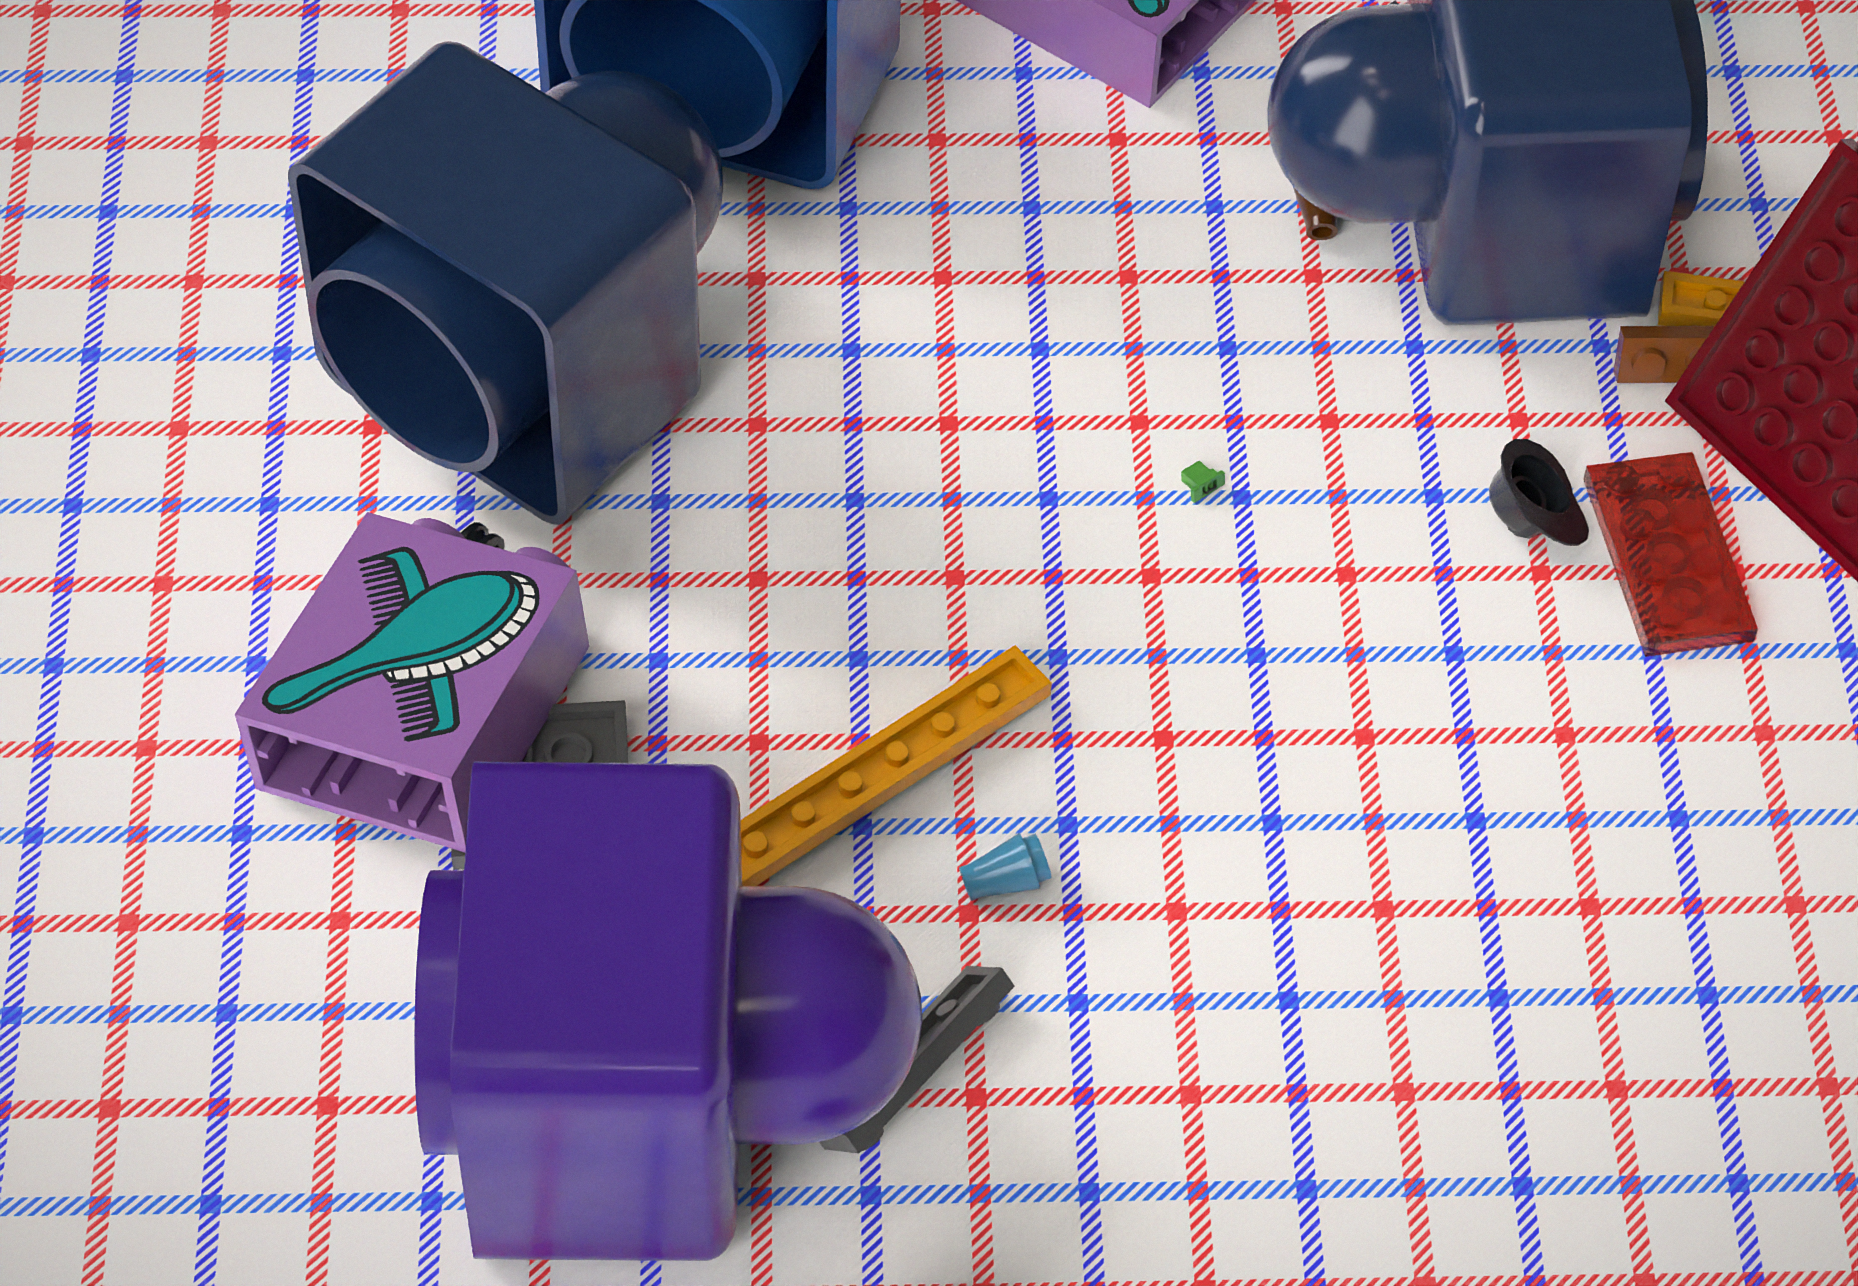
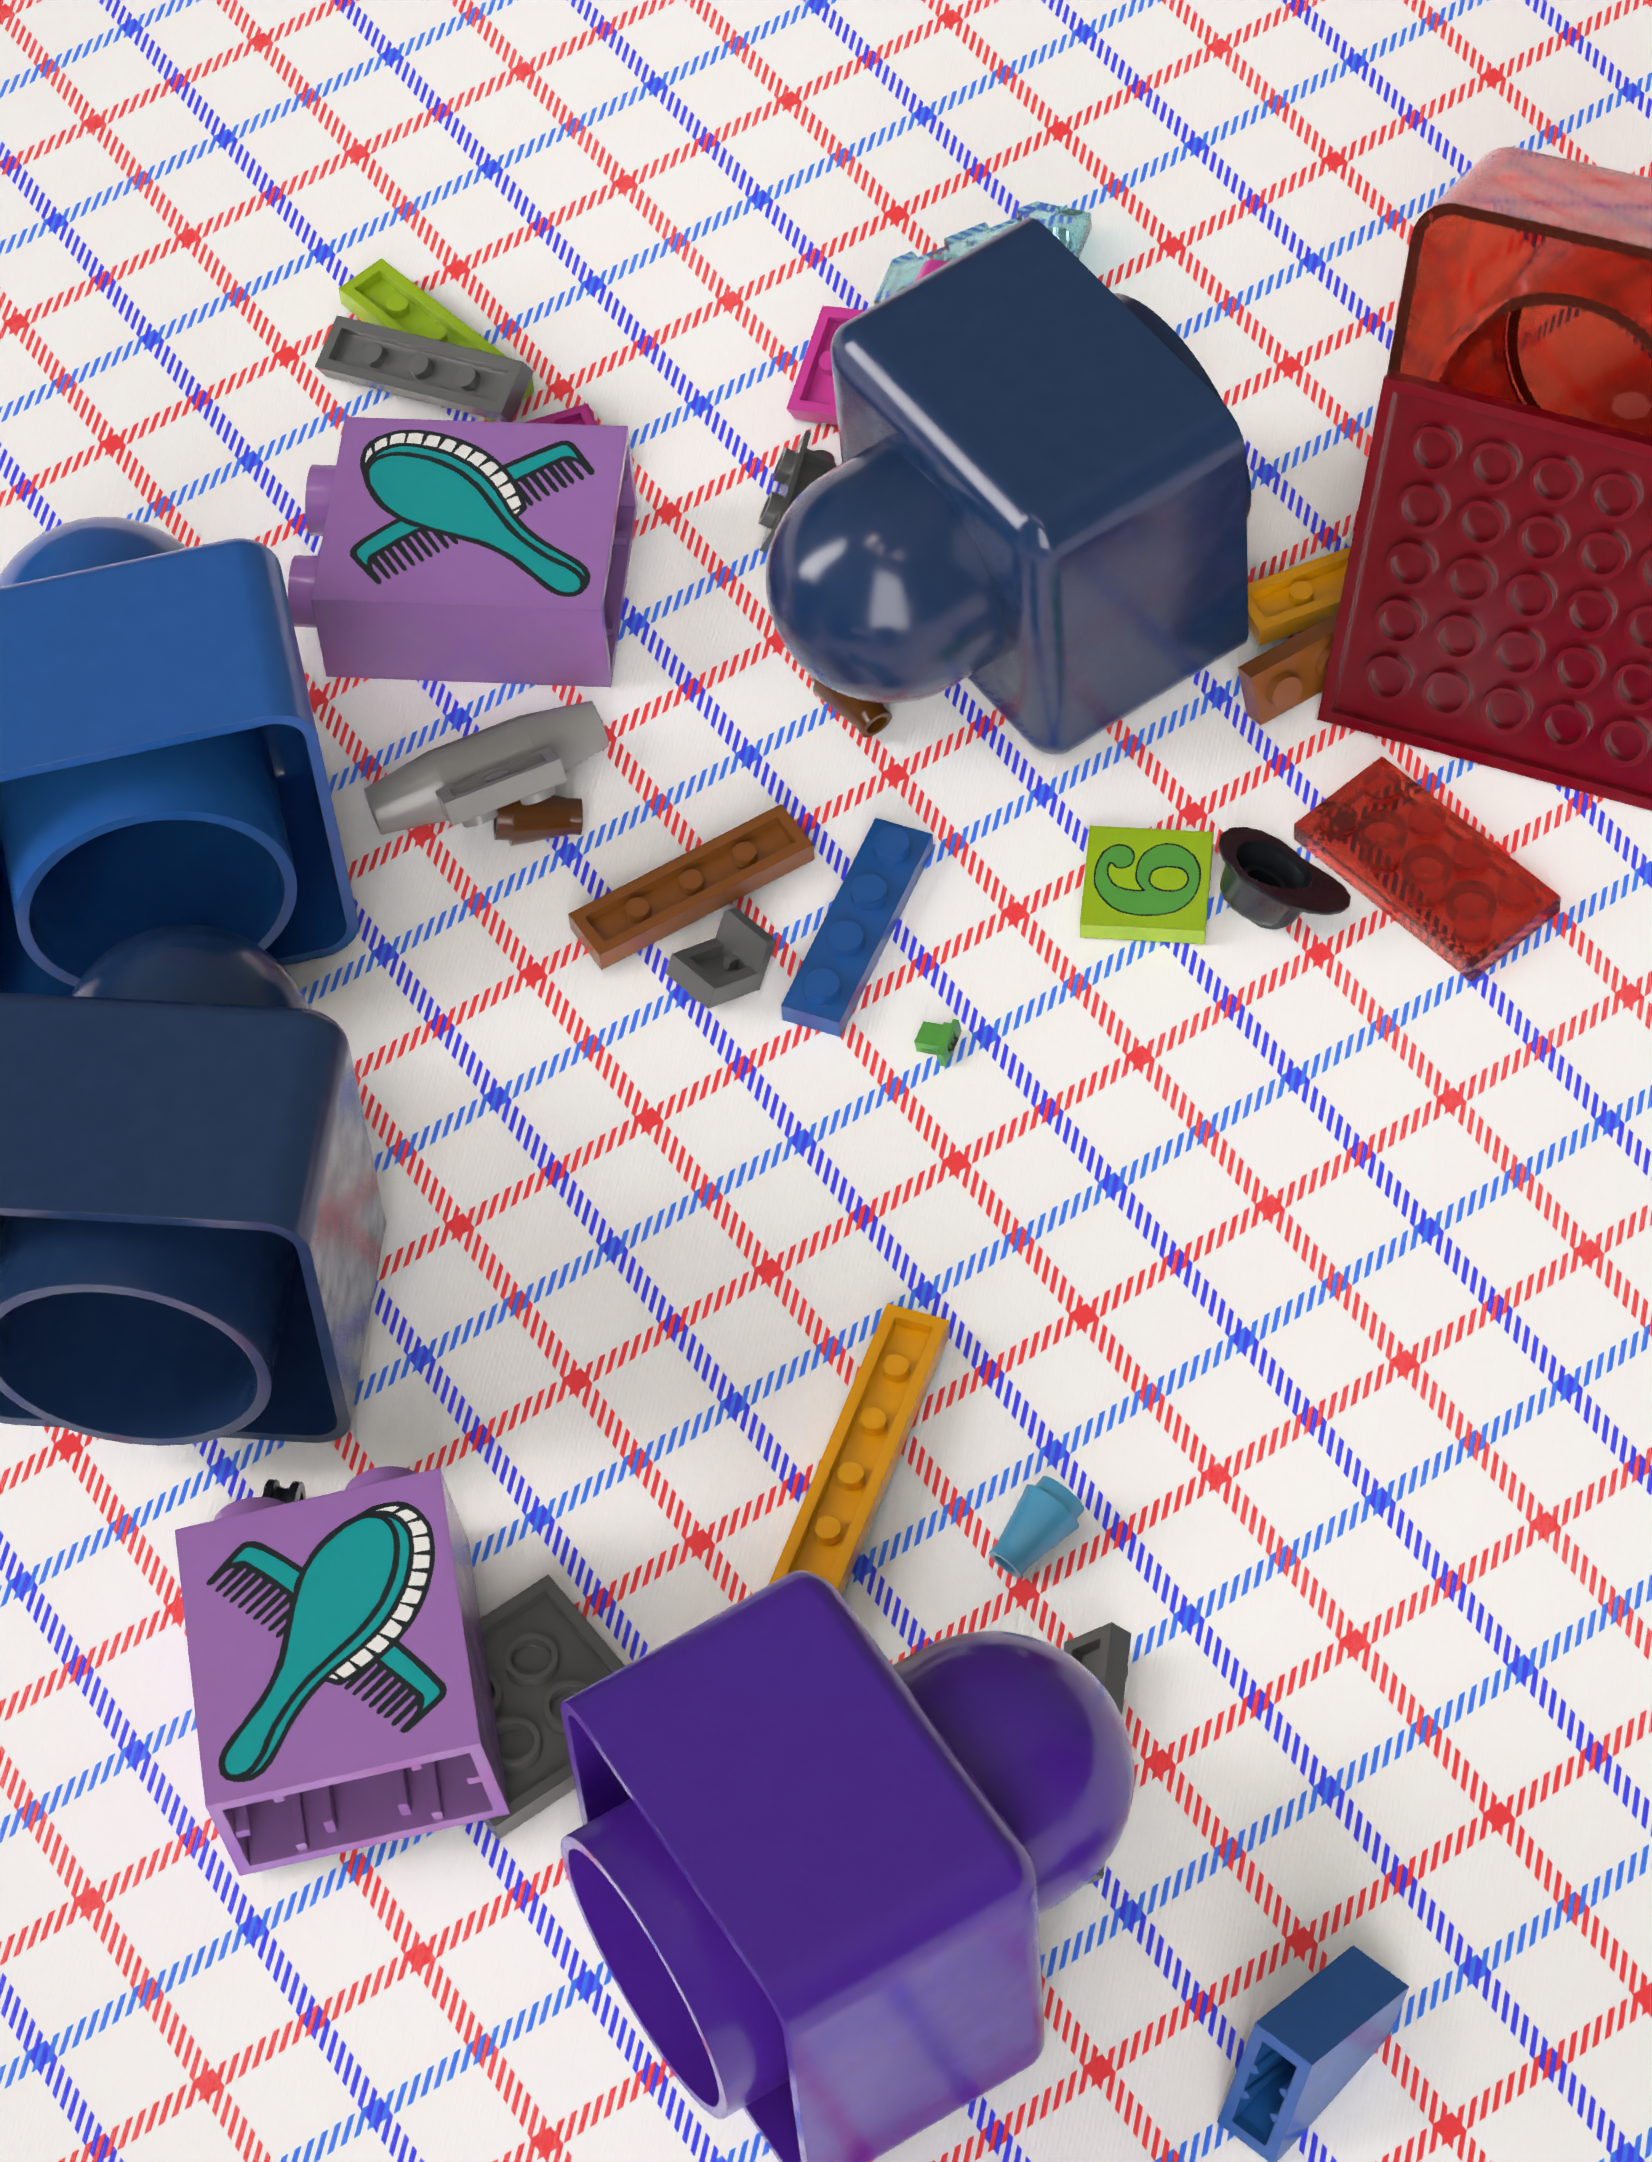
camera: 25 degrees left, 0 degrees up
(1010, 114) = (488, 770): none -> light grey plate
(1021, 166) = (539, 821): none -> reddish brown cone
(1078, 342) = (725, 965): none -> dark grey bracket
(1098, 274) = (691, 886): none -> dark orange plate
(1201, 368) = (857, 927): none -> blue plate
(1440, 451) = (1146, 884): none -> lime tile

